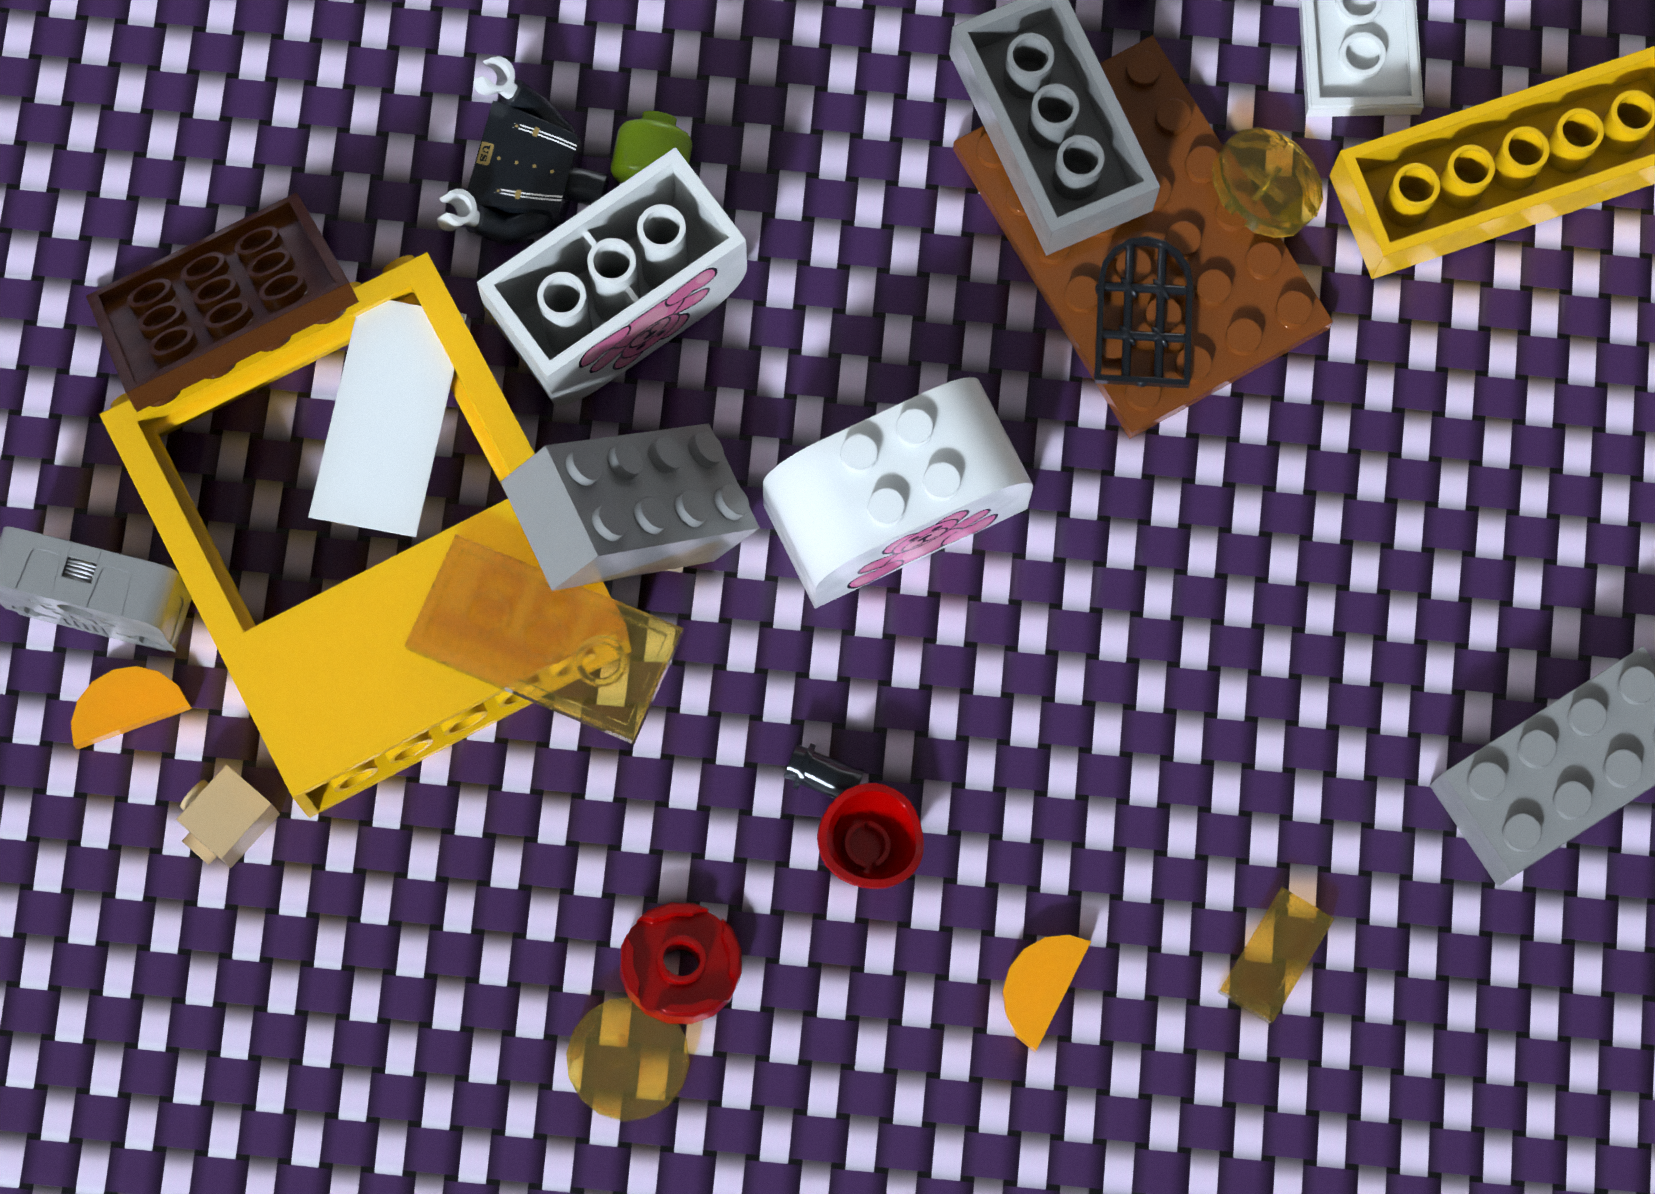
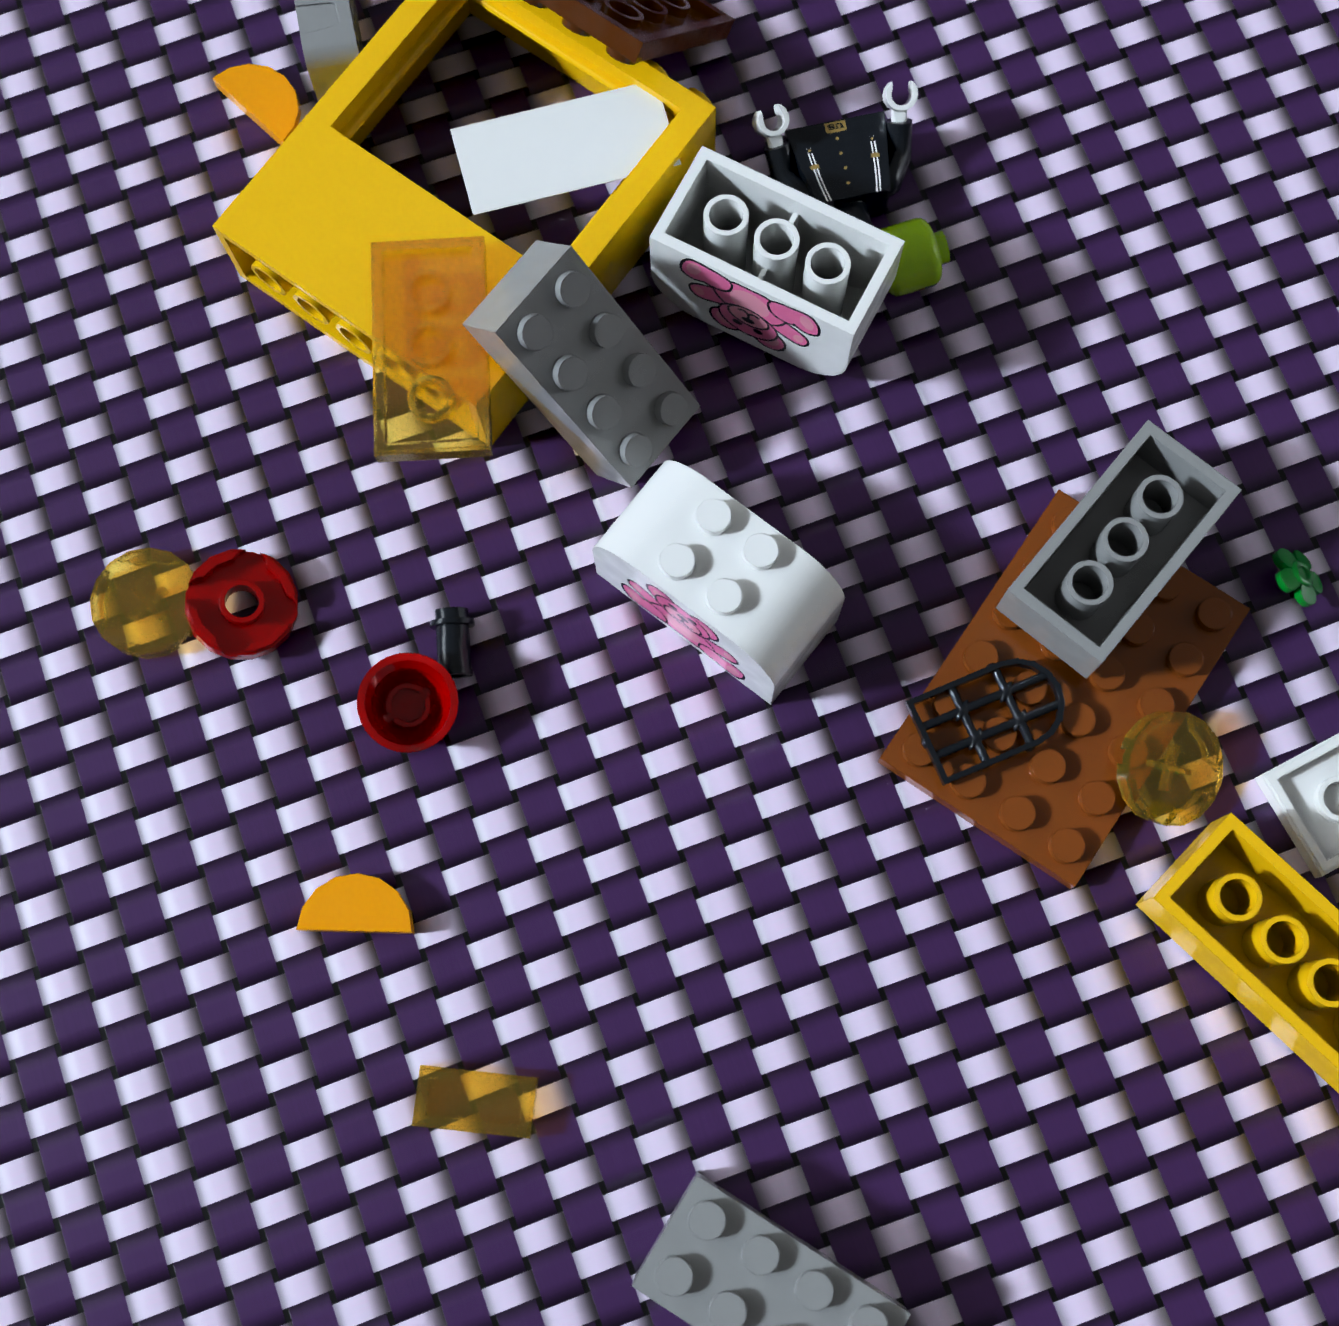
camera: 70 degrees right, 0 degrees up
(224, 817) = (195, 204): tan brick -> none

